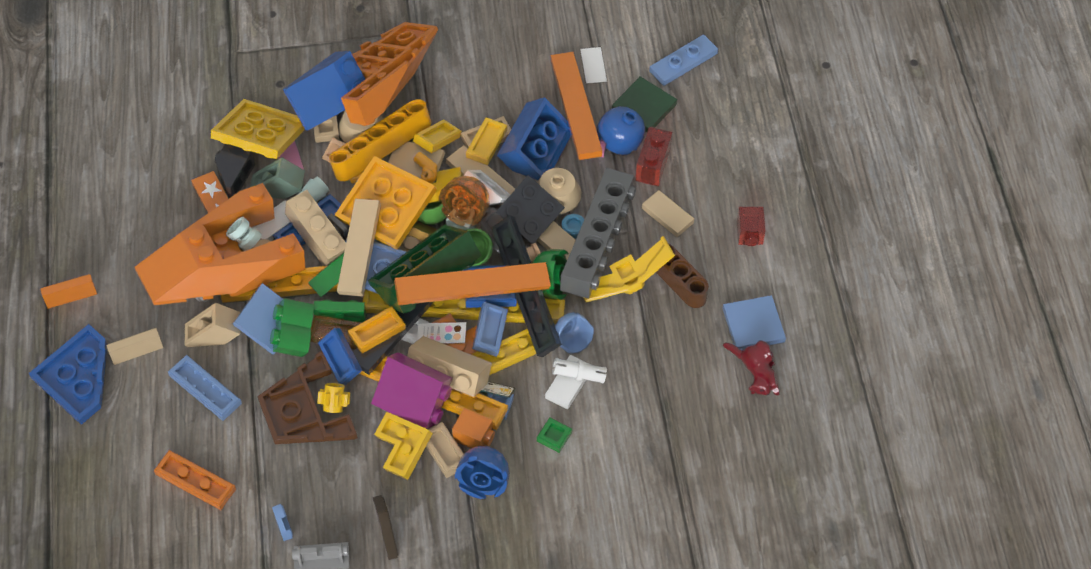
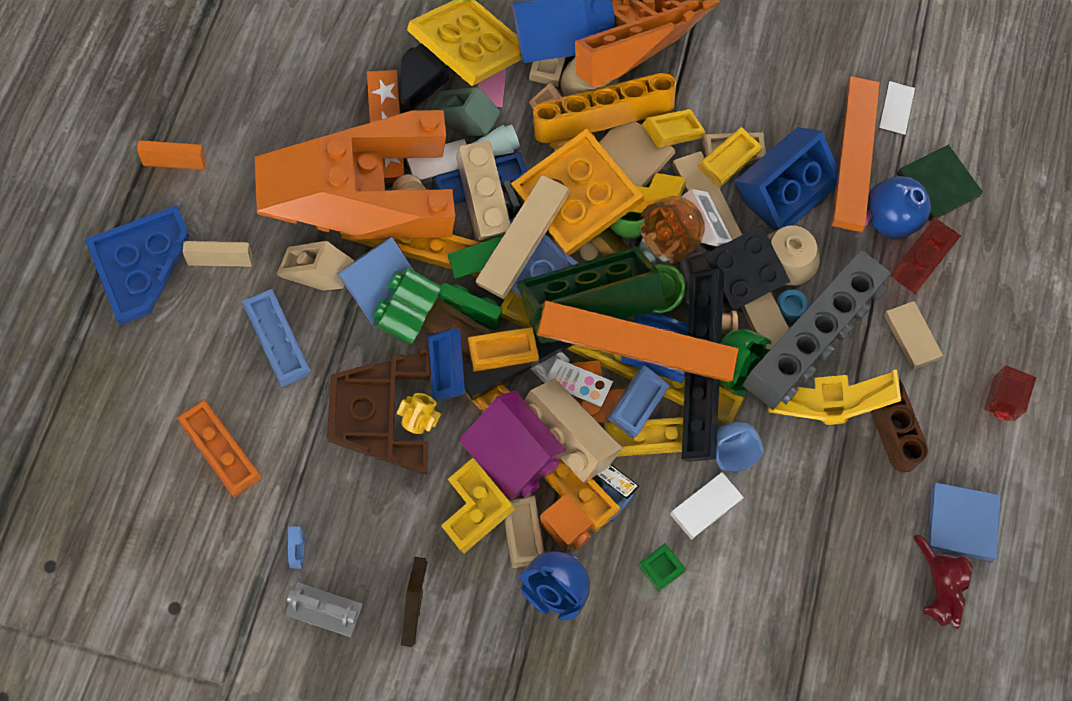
camera: 15 degrees right, 10 degrees up
(243, 234) = (395, 166): light aqua wheel -> none
(429, 168) = (647, 167): light orange arm -> none
(579, 370) = (724, 500): white pin -> none
(683, 60) = (1010, 143): medium blue plate -> none

